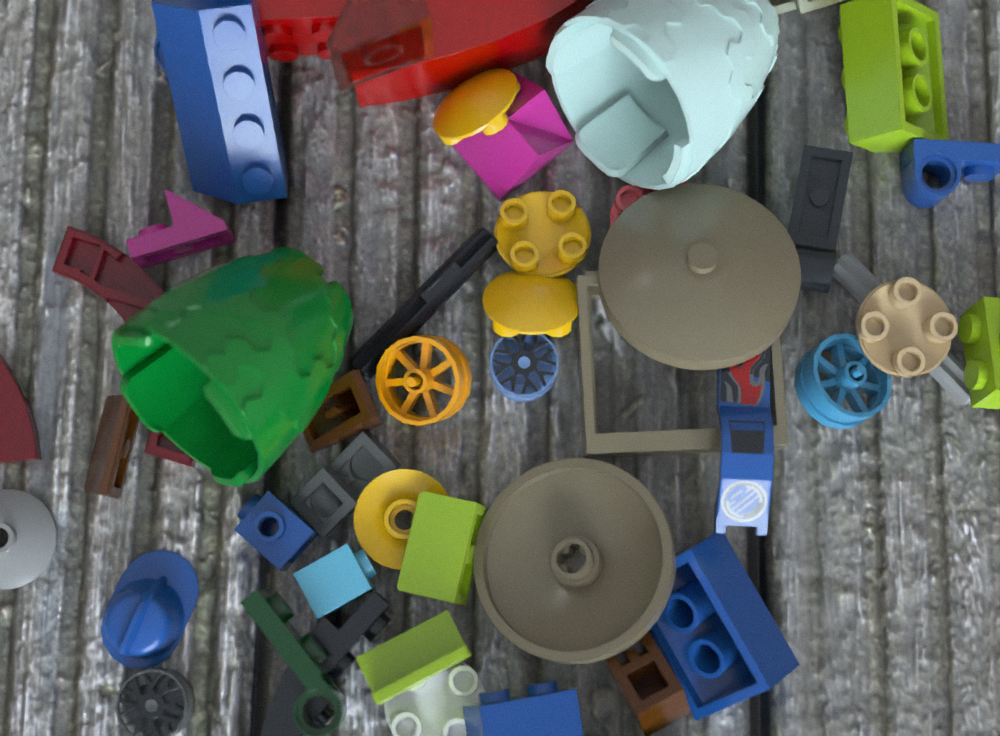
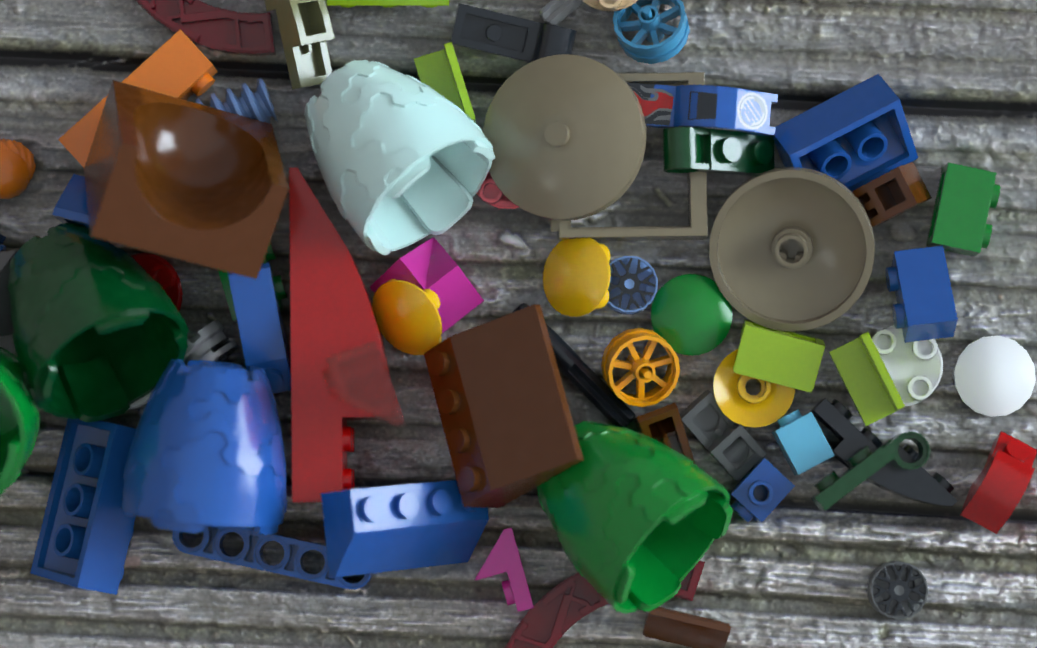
camera: 85 degrees left, 5 degrees up
(150, 609) = (819, 597): blue piece -> none
(363, 203) = (503, 408): none -> reddish brown slope
(490, 442) = (691, 314): none -> green dish
(542, 233) = (516, 265): yellow dish -> none
(691, 462) = (716, 151): none -> dark green plate
(753, 147) = (443, 74): none -> lime panel

